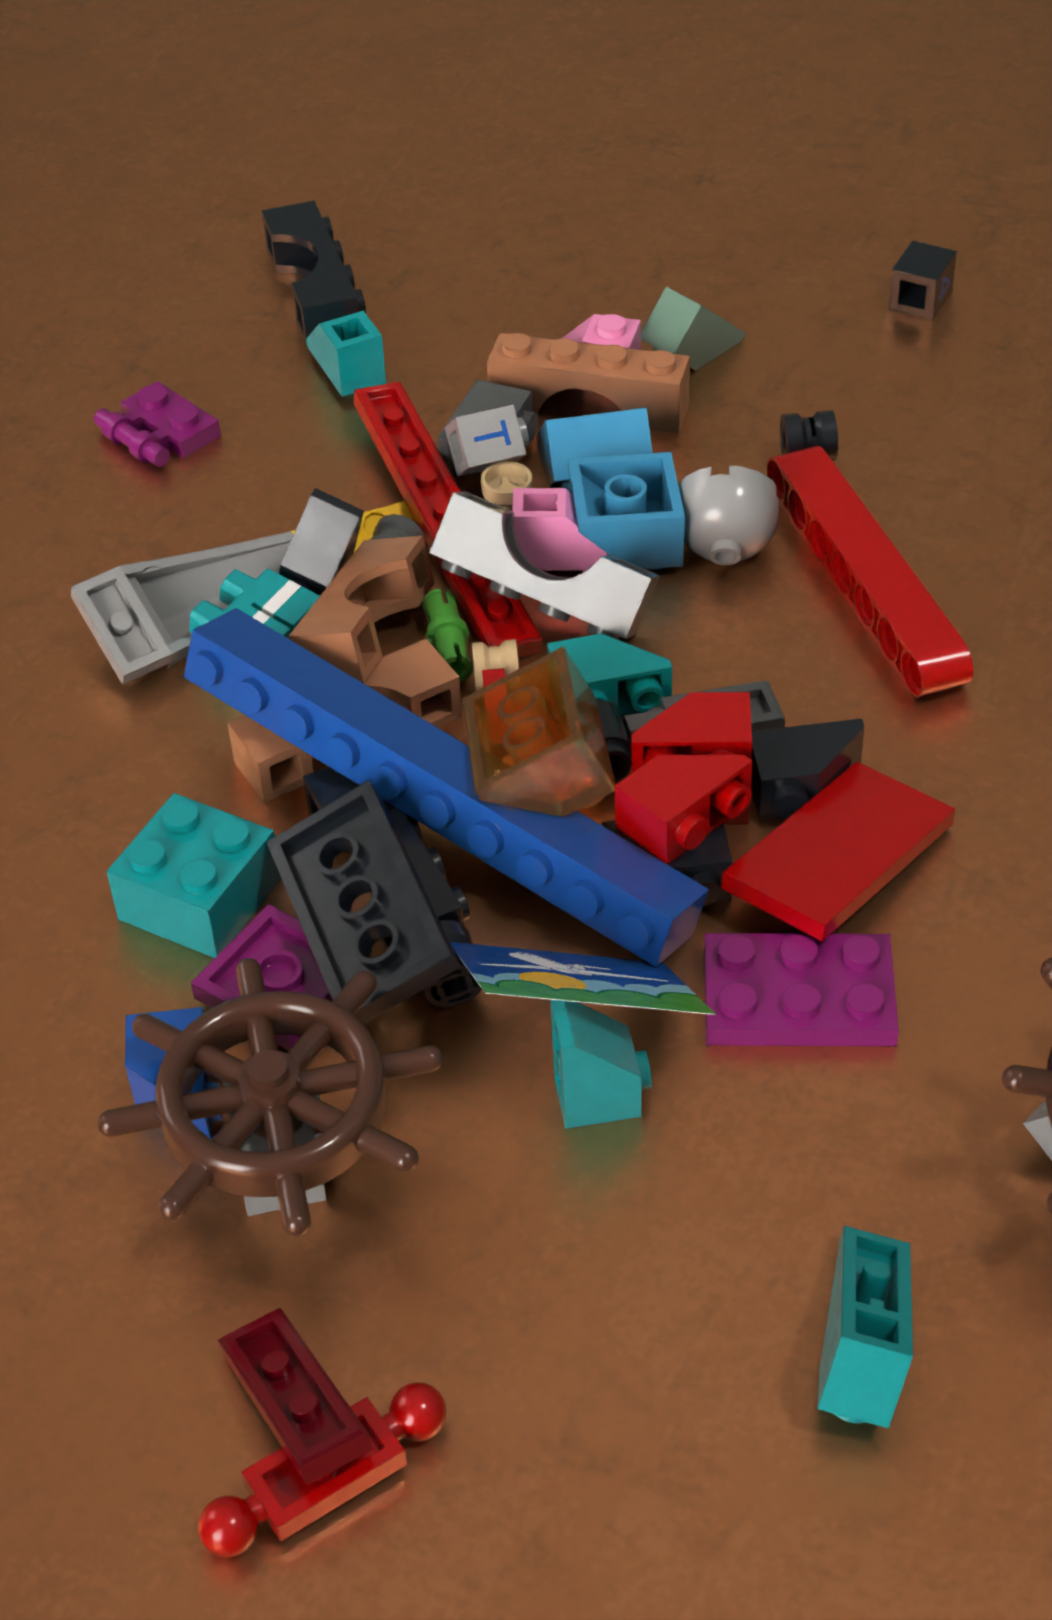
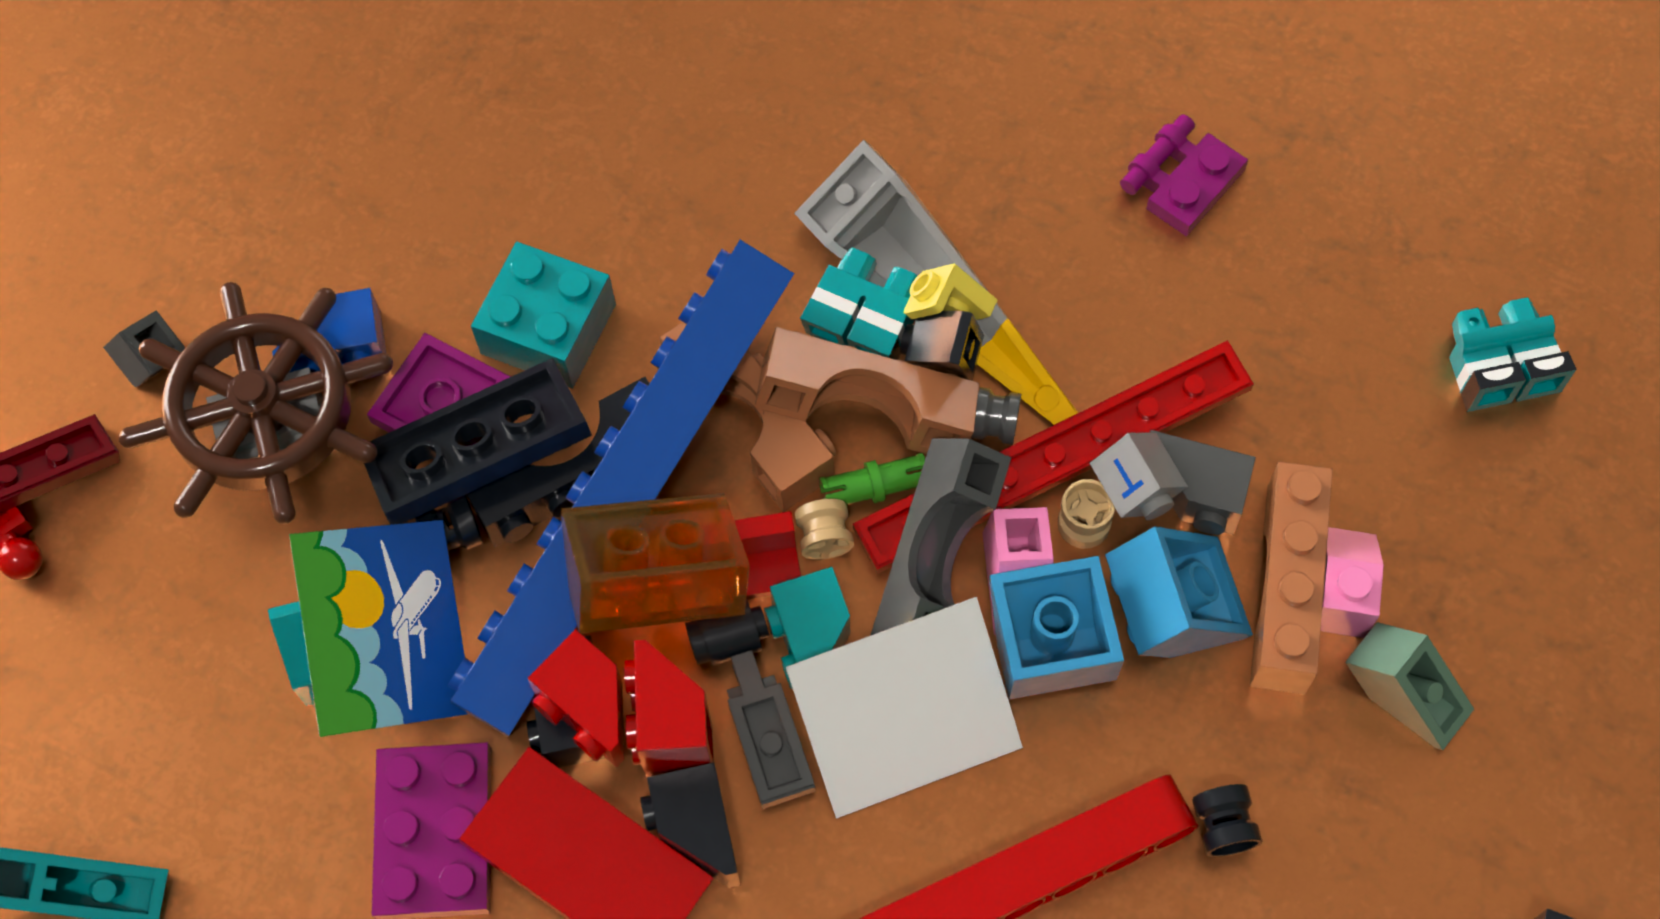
camera: 85 degrees right, 20 degrees up
(132, 1287) = (125, 347): none -> dark grey slope
(270, 539) = (948, 290): none -> light yellow bracket
(304, 245) = (1408, 294): black arch -> none
(349, 352) = (1310, 325): teal slope -> none
(397, 259) = (1508, 359): none -> teal hips
(698, 604) = (905, 707): none -> white sticker
(728, 513) = (1054, 732): light grey cylinder -> none

